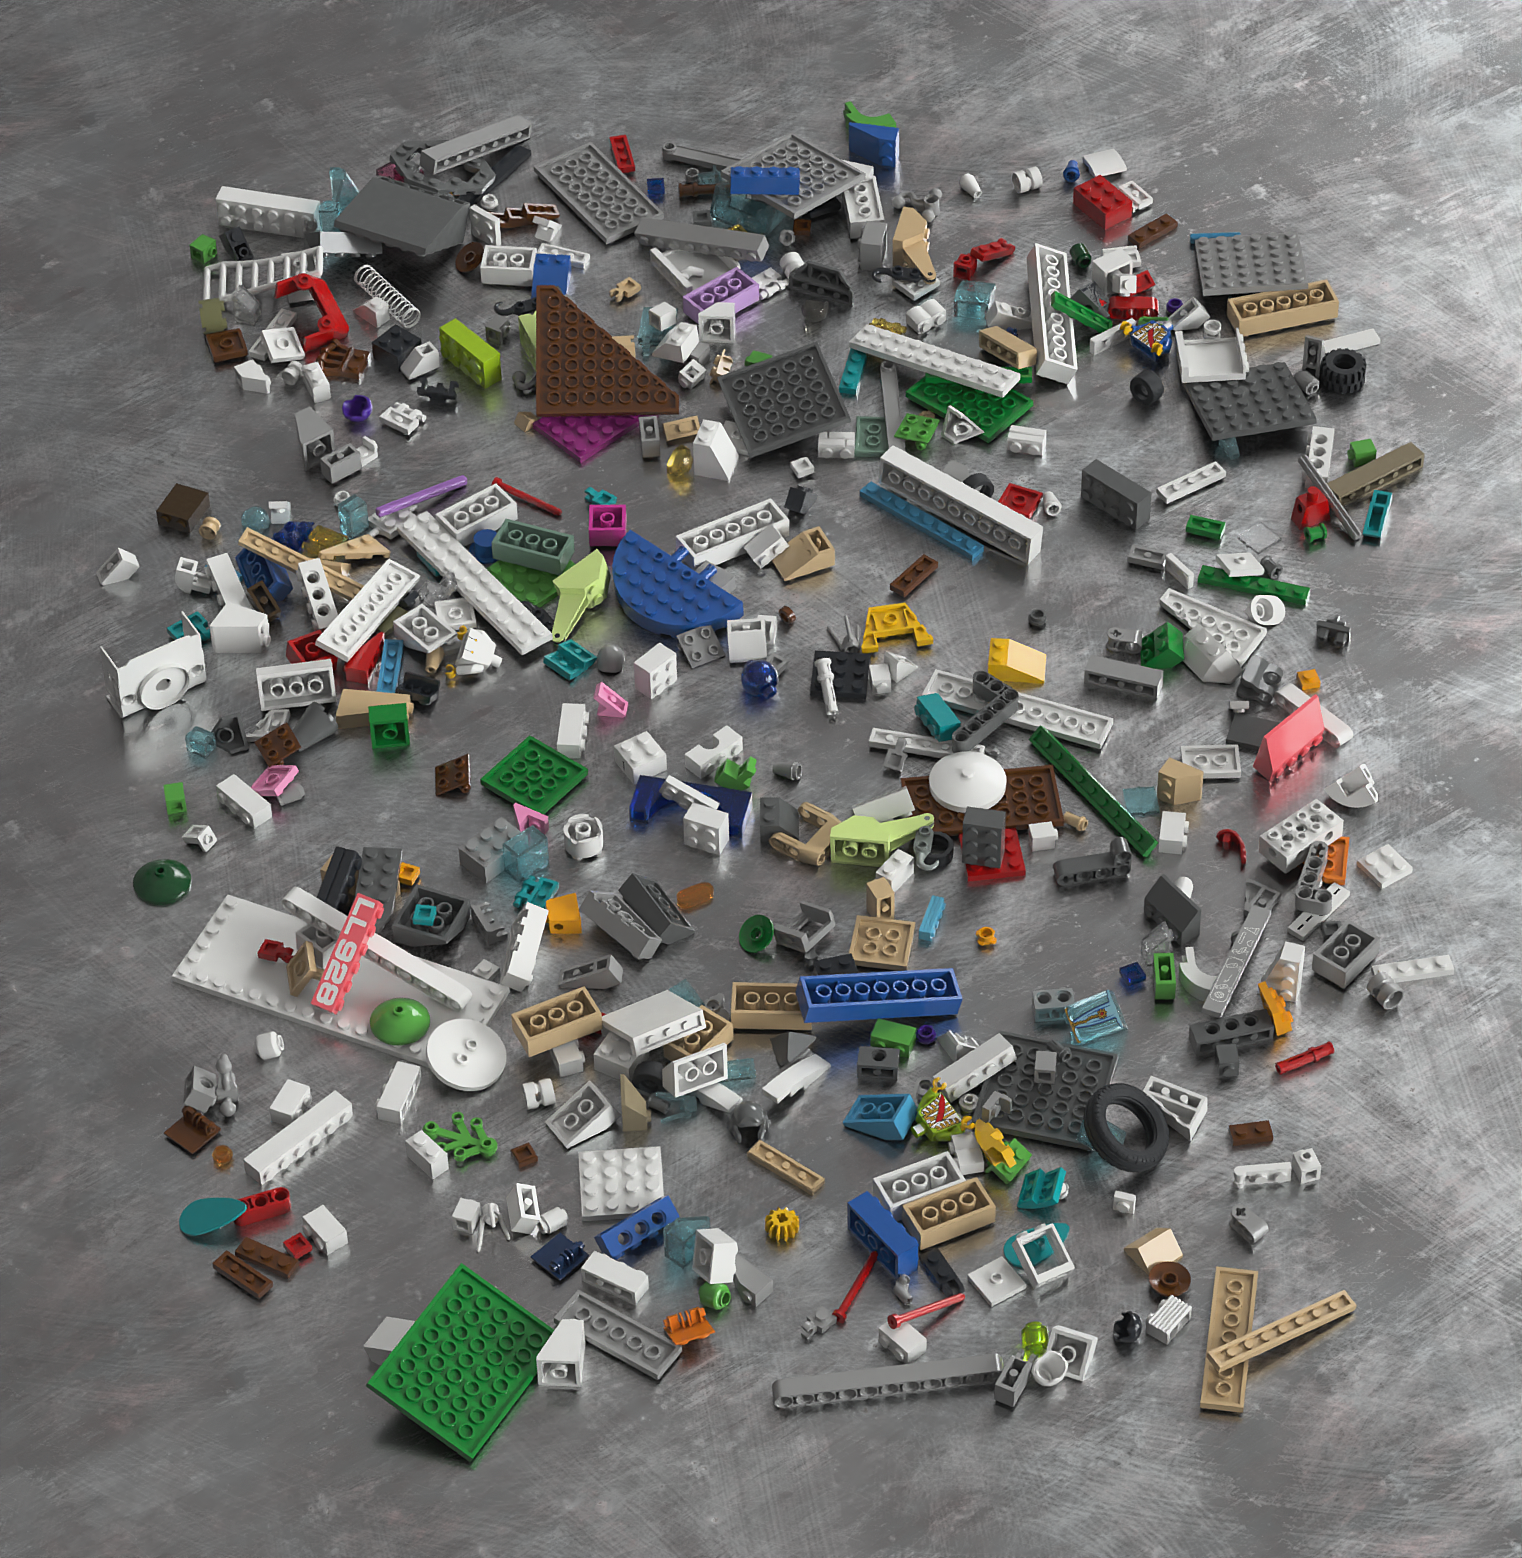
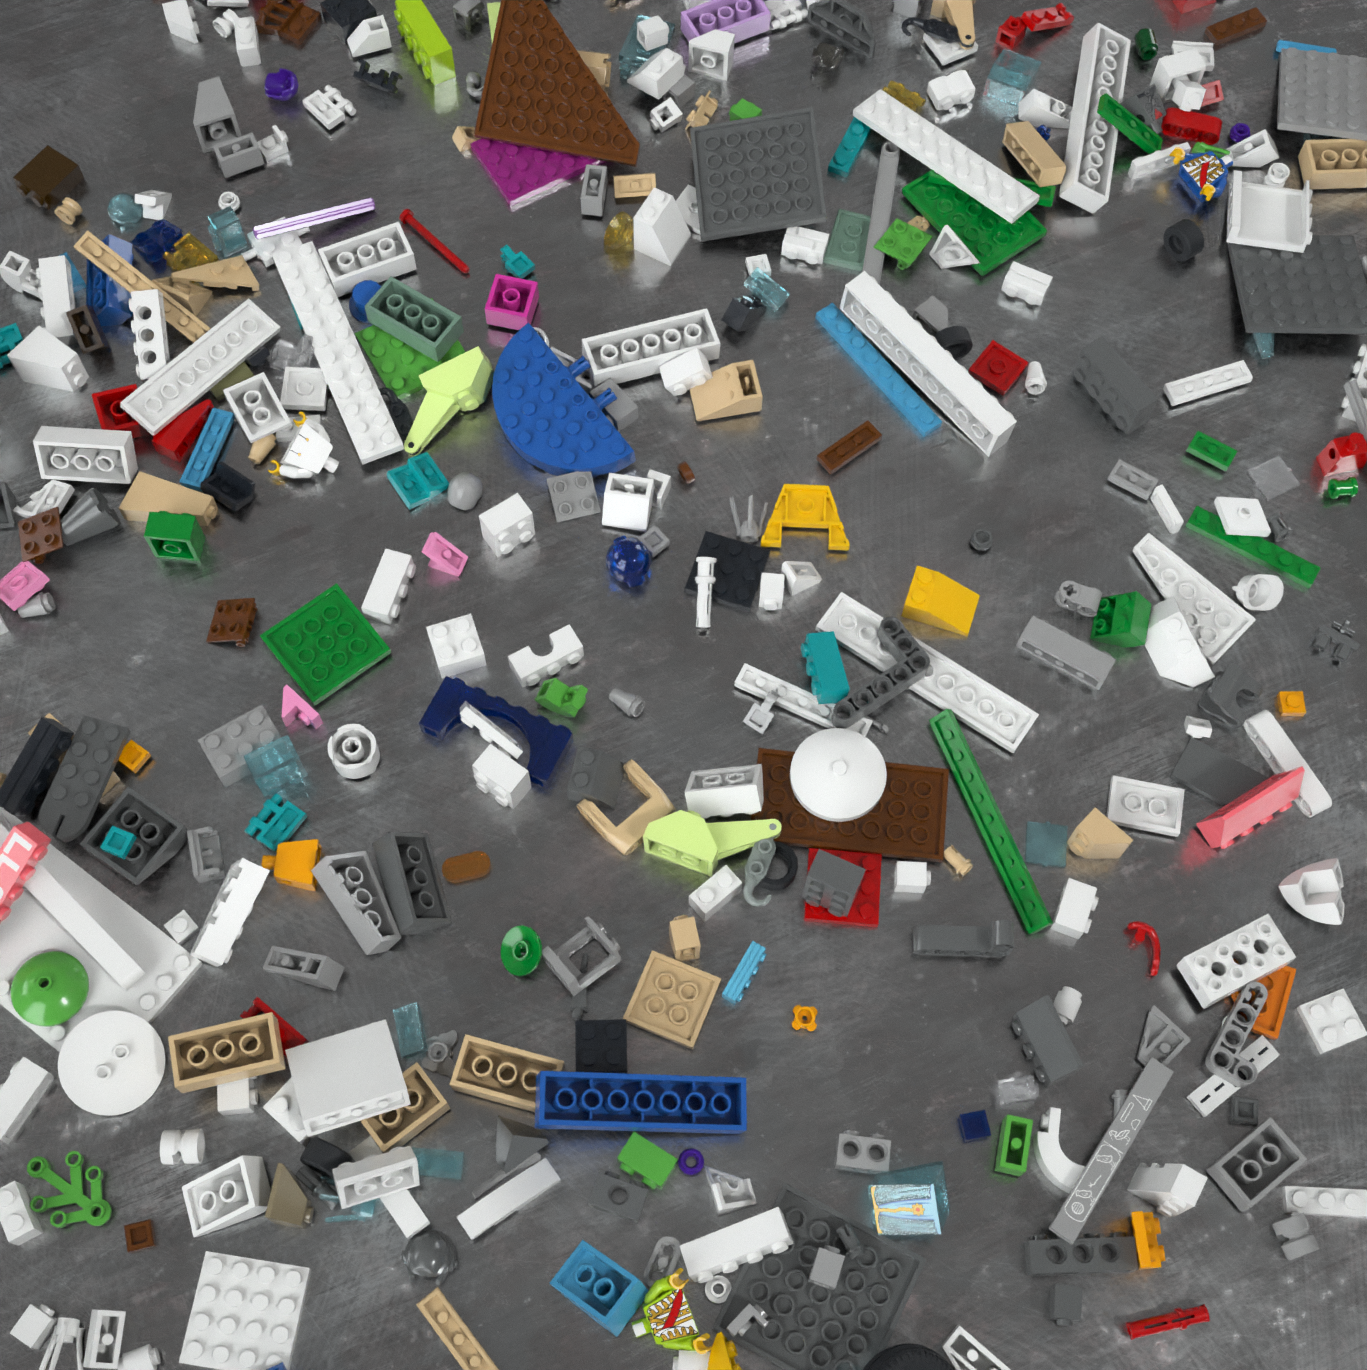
camera: 10 degrees right, 20 degrees up
(814, 480) = (766, 289): none -> clear light blue plate

